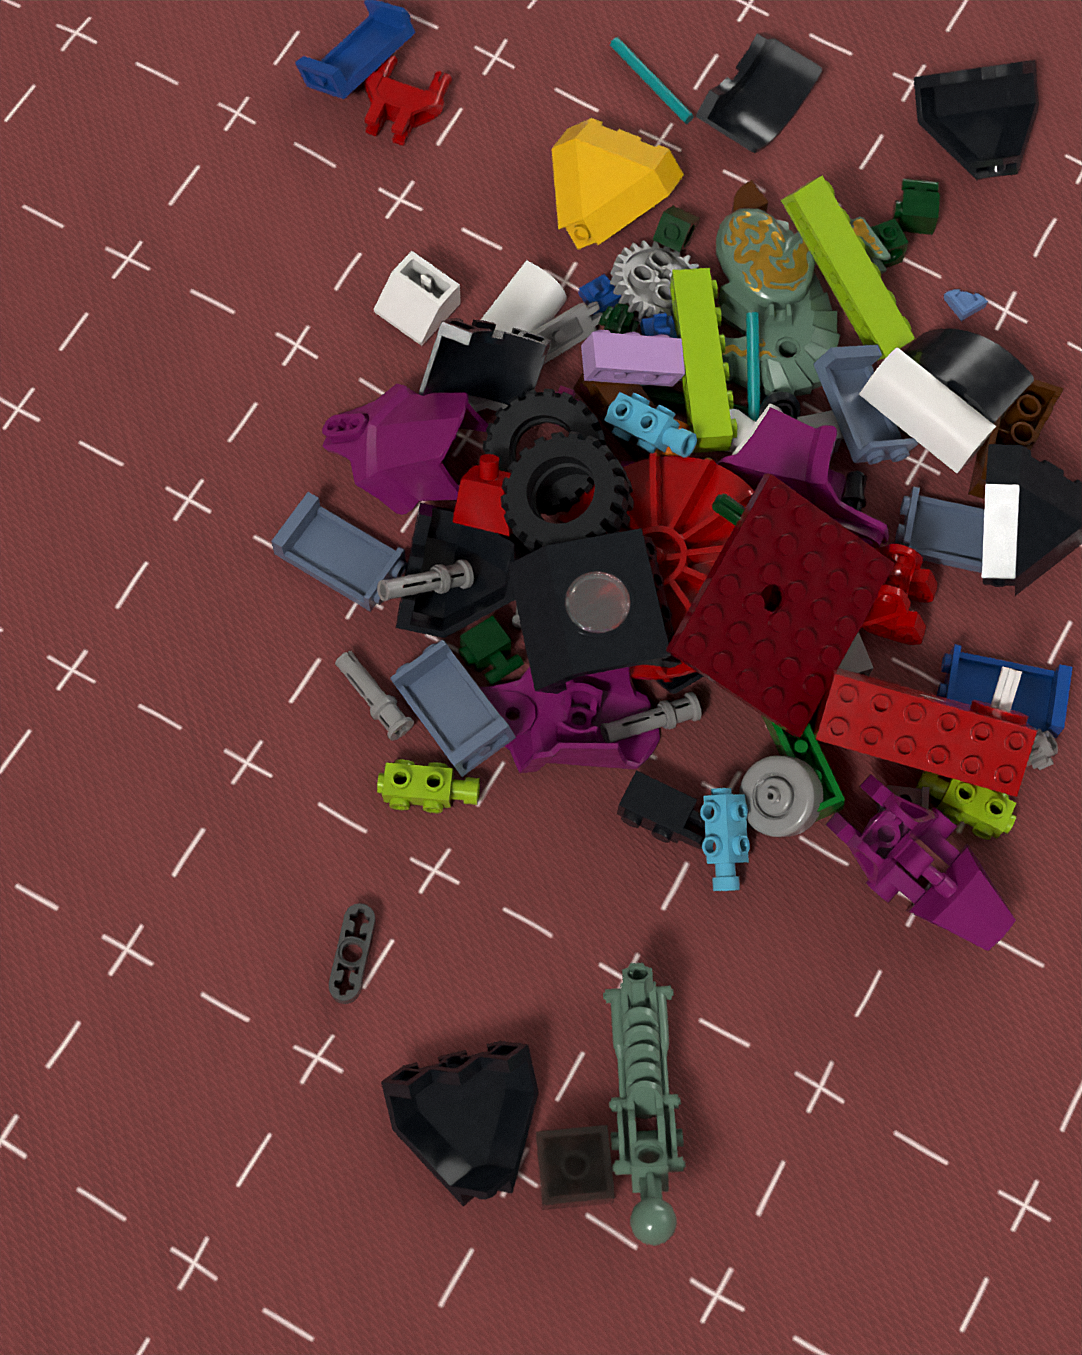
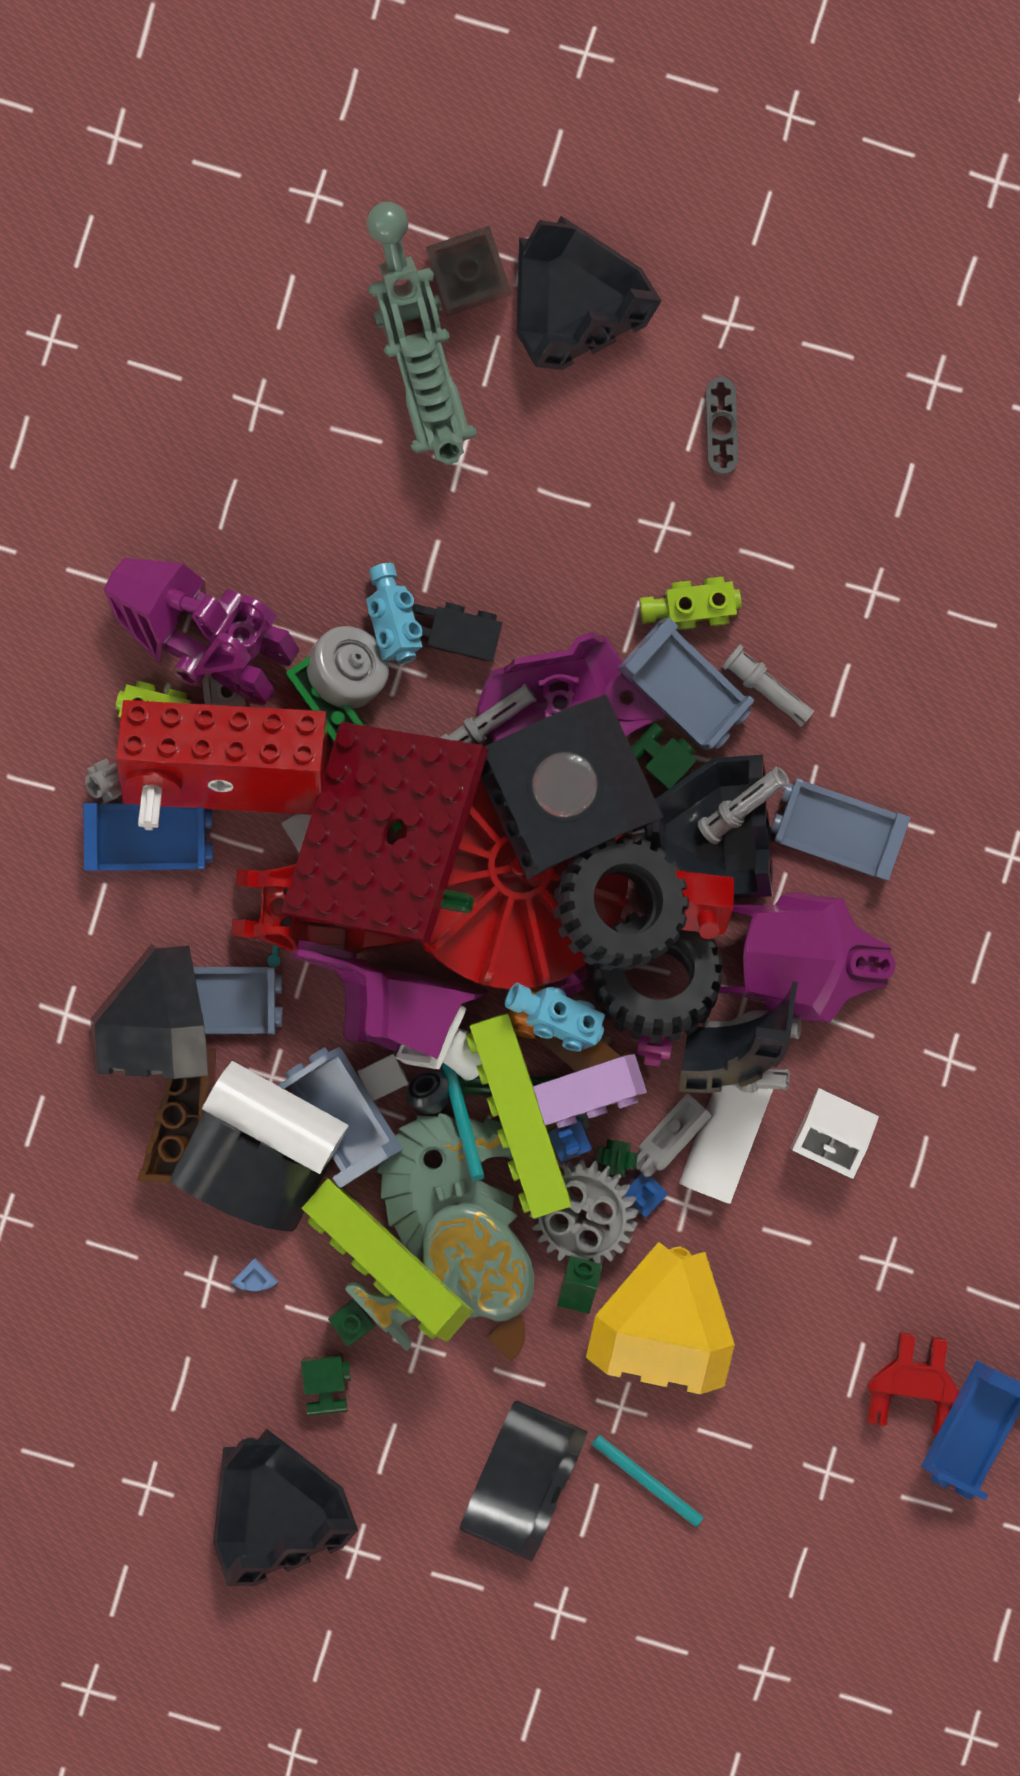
camera: 170 degrees right, 20 degrees up
(855, 490) = (332, 1011): black axle -> none

